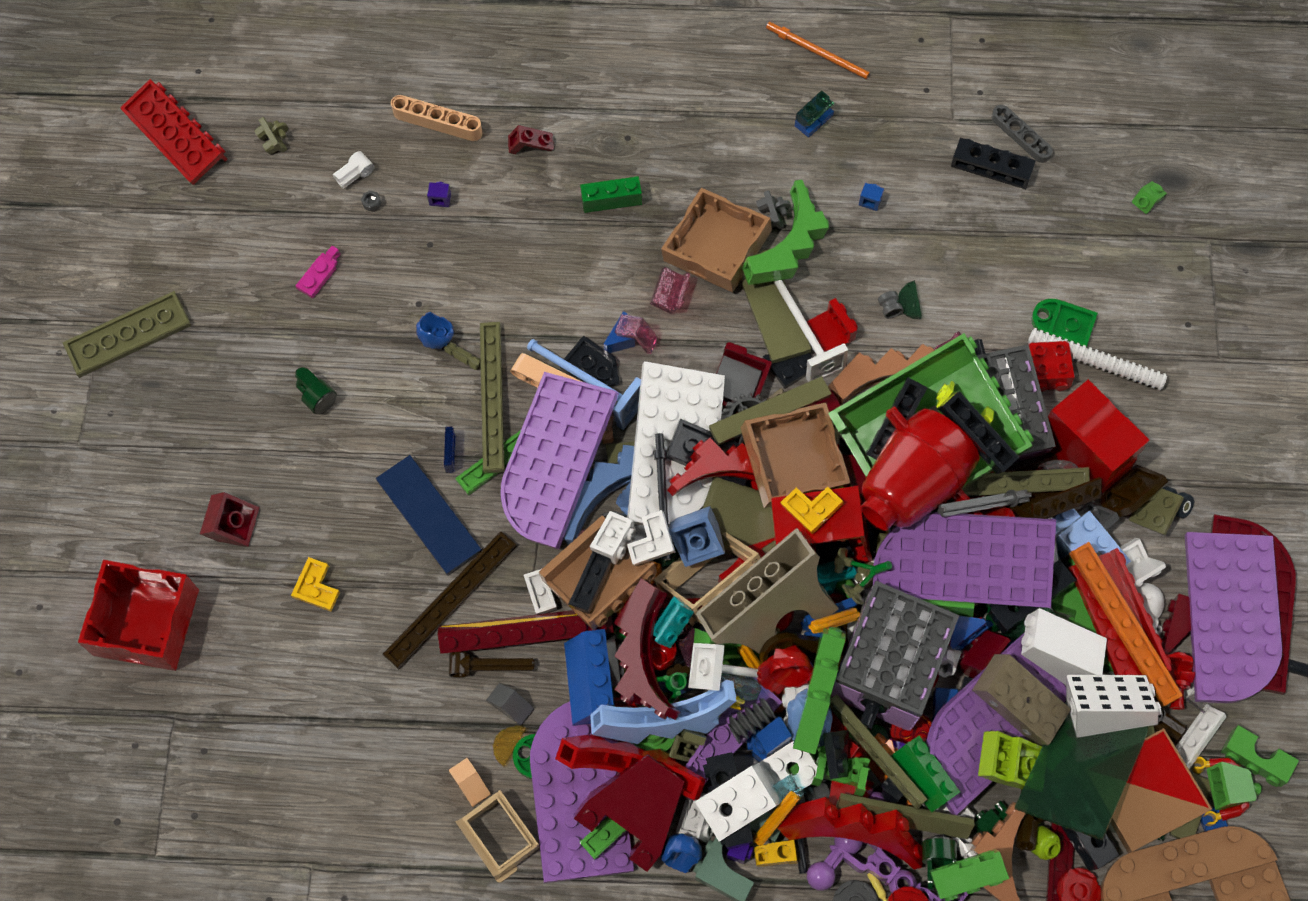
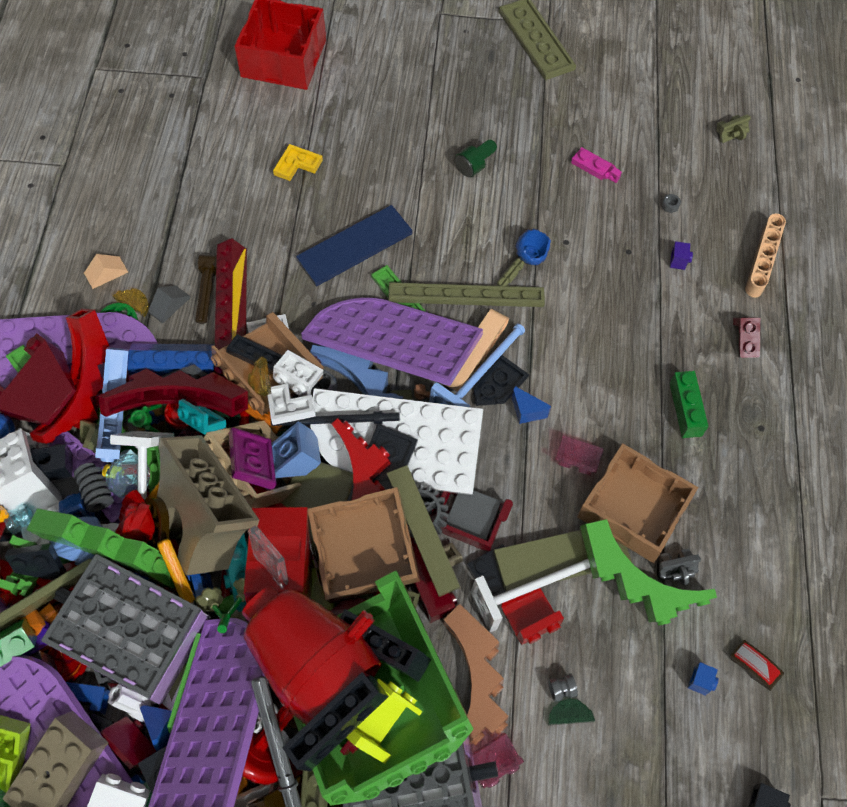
camera: 90 degrees right, 5 degrees down
(173, 131) = (732, 60): red bracket -> none
(229, 520) = (361, 104): dark red slope -> none
(357, 166) = (705, 192): white piece -> none
(449, 449) = (414, 259): clear blue tile -> none
(449, 600) = (274, 261): dark brown tile -> none
(509, 867) = (58, 301): tan piece -> none
(622, 572) = (259, 379): none -> clear yellow tile
(638, 329) = (526, 418): clear pink bracket -> none
(710, 569) = (252, 458): none -> magenta tile
(812, 513) = (283, 533): yellow plate -> none
(814, 114) = (815, 623): clear green hips -> none
(836, 509) = (268, 556): none -> clear tile
(853, 155) = (757, 664): none -> slope

